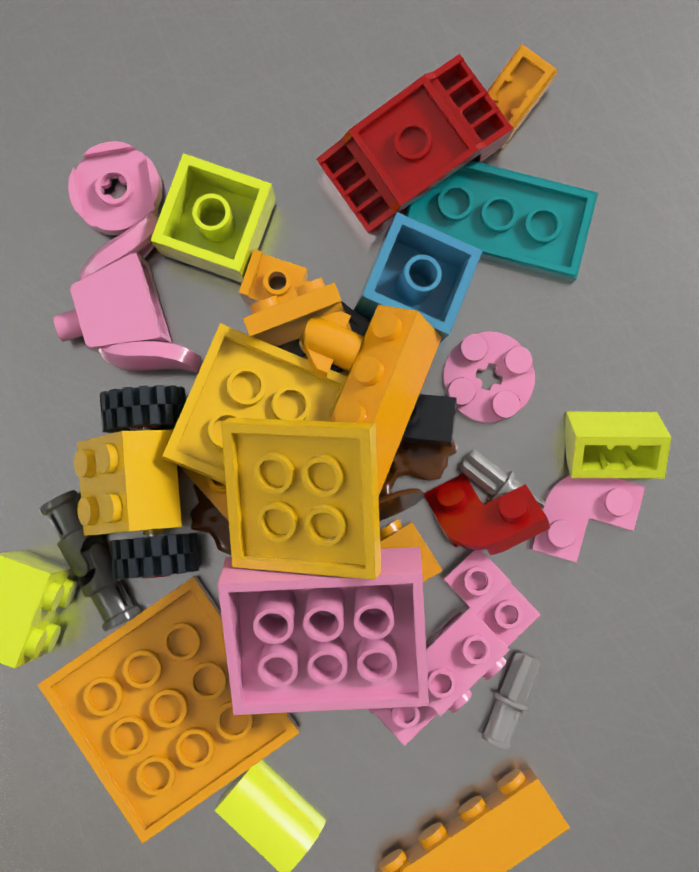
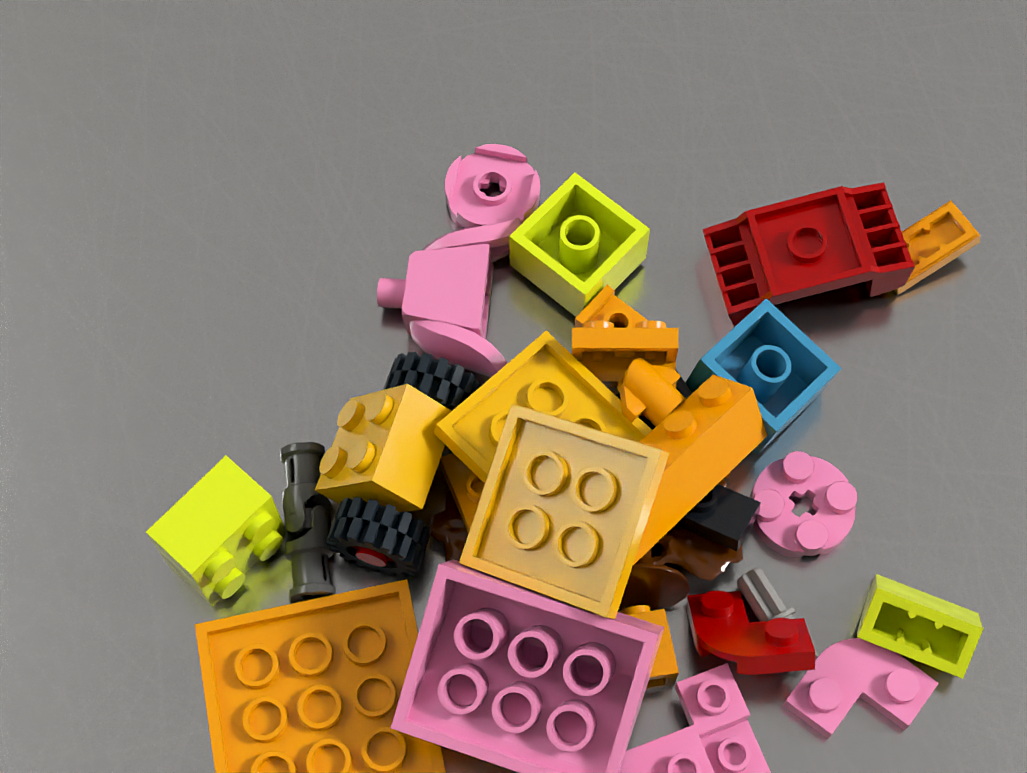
camera: 20 degrees right, 20 degrees down
(511, 217) = (886, 360): teal tile -> none

